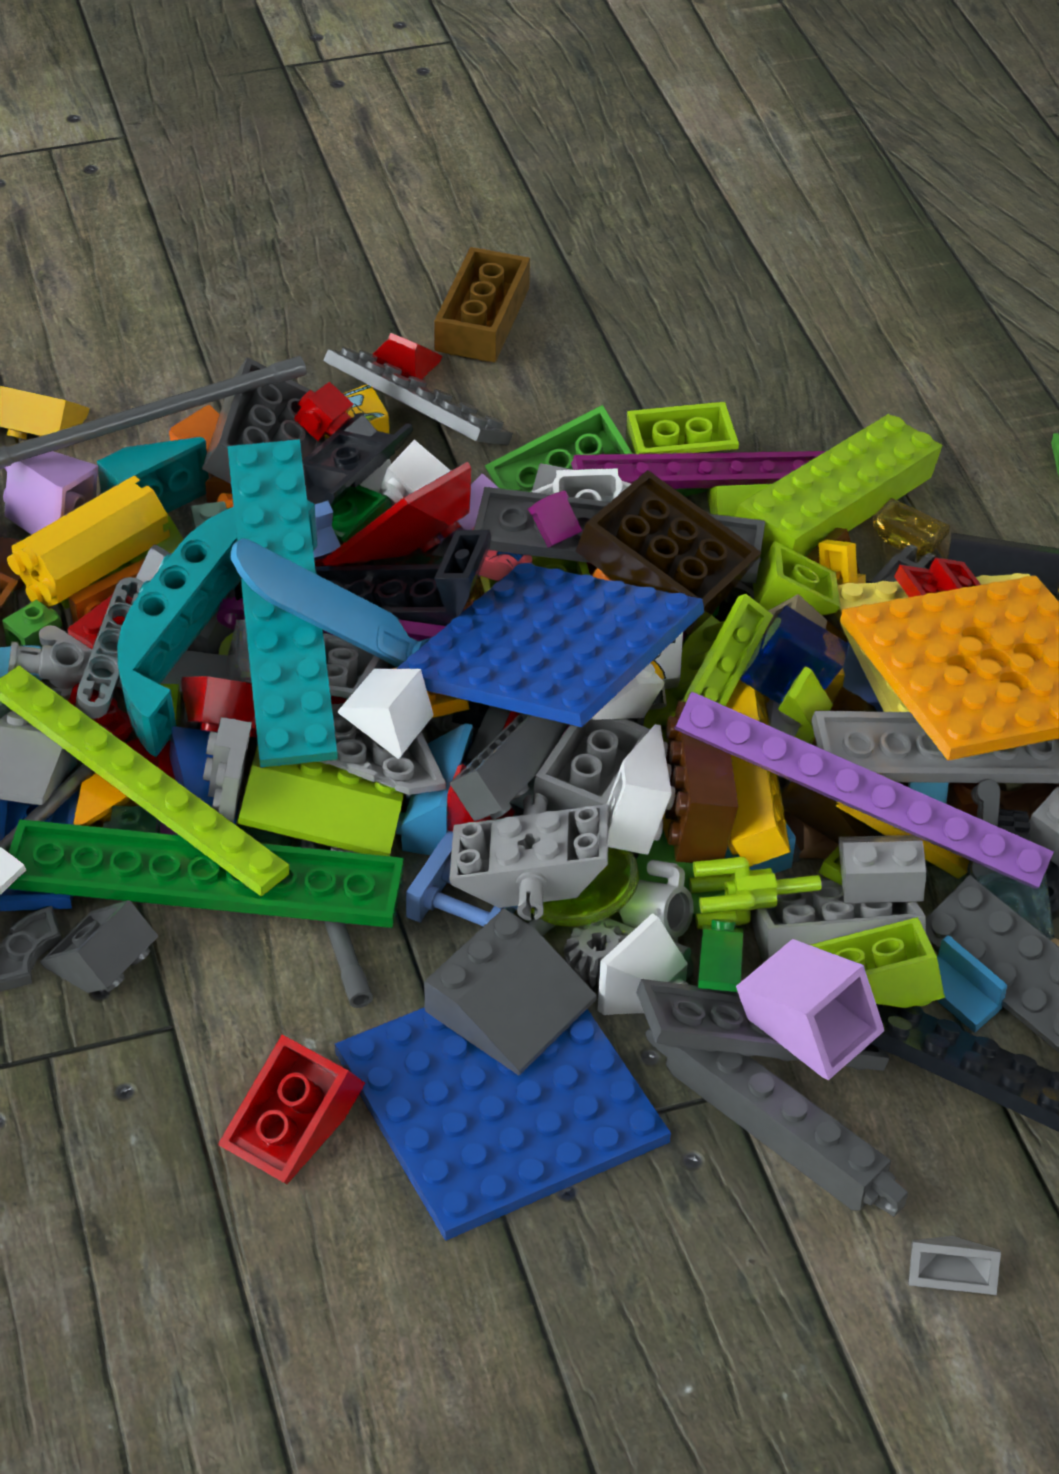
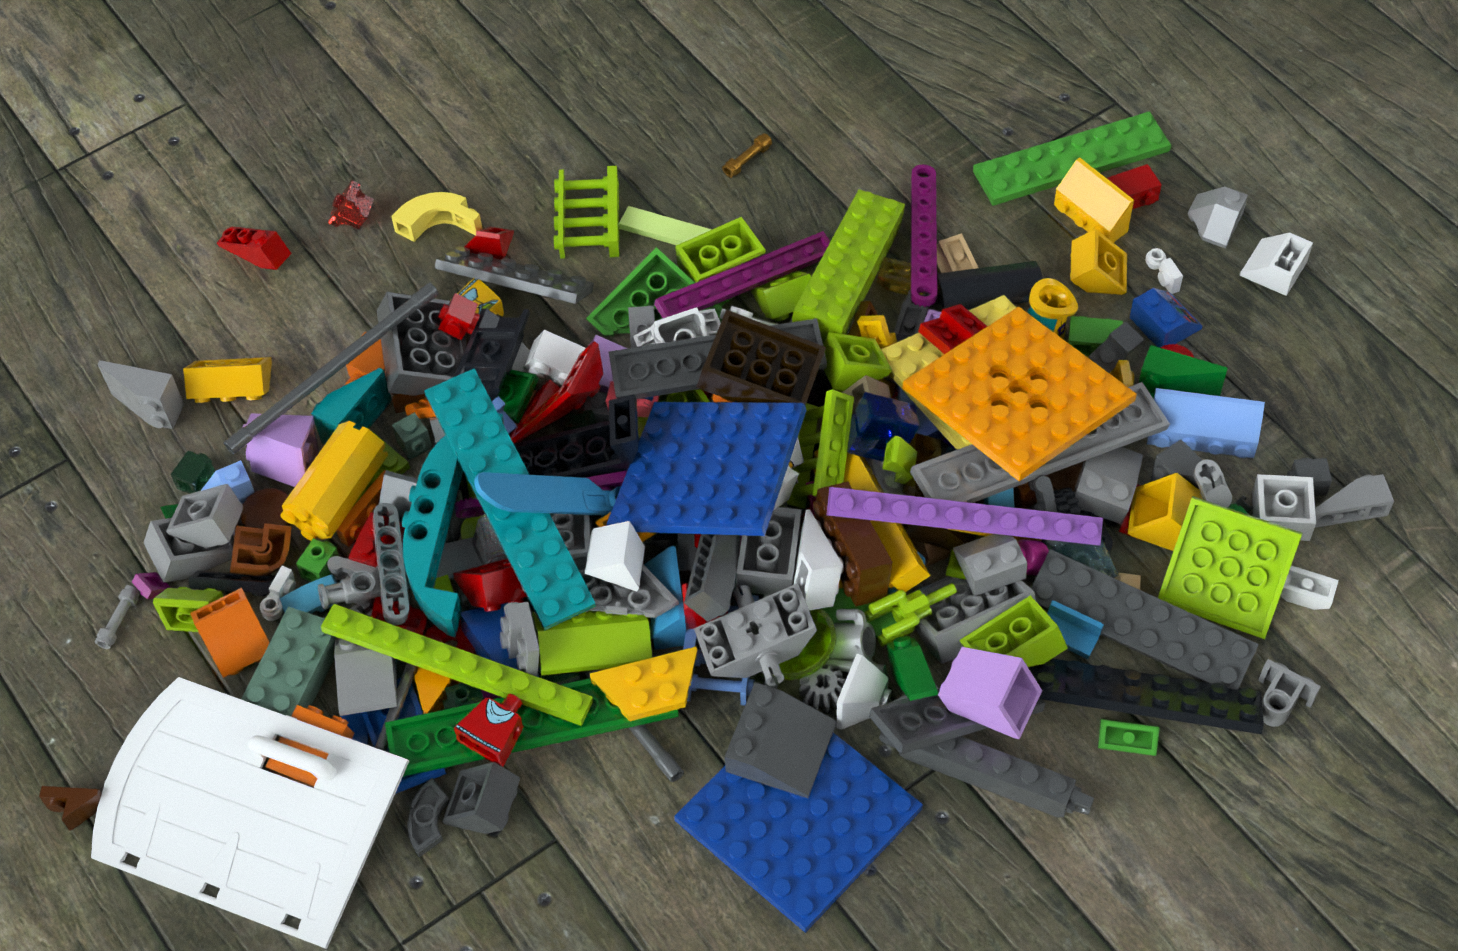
camera: 15 degrees left, 10 degrees up
(128, 291) = (256, 246): none -> red slope
(144, 861) = (492, 728): none -> red torso
(257, 277) = (350, 207): none -> clear red brick
(290, 1110) = (666, 877): red slope -> none
(351, 307) = (435, 209): none -> light yellow arch
(369, 875) = (649, 684): none -> yellow wing
(482, 304) = (528, 179): pearl gold brick -> none
(555, 518) = (671, 365): magenta tile -> none
(563, 374) = (611, 220): none -> lime fence
(613, 392) = (659, 226): none -> yellowish green tile
(743, 358) = (733, 166): none -> pearl gold bar
(941, 880) = (1034, 553): none -> dark pink head
(952, 489) = (923, 235): none -> magenta plate
(954, 1265) = (1137, 835): light grey slope -> none
(983, 519) = (954, 255): none -> tan plate
(991, 1140) = (1128, 736): none -> bright green slope

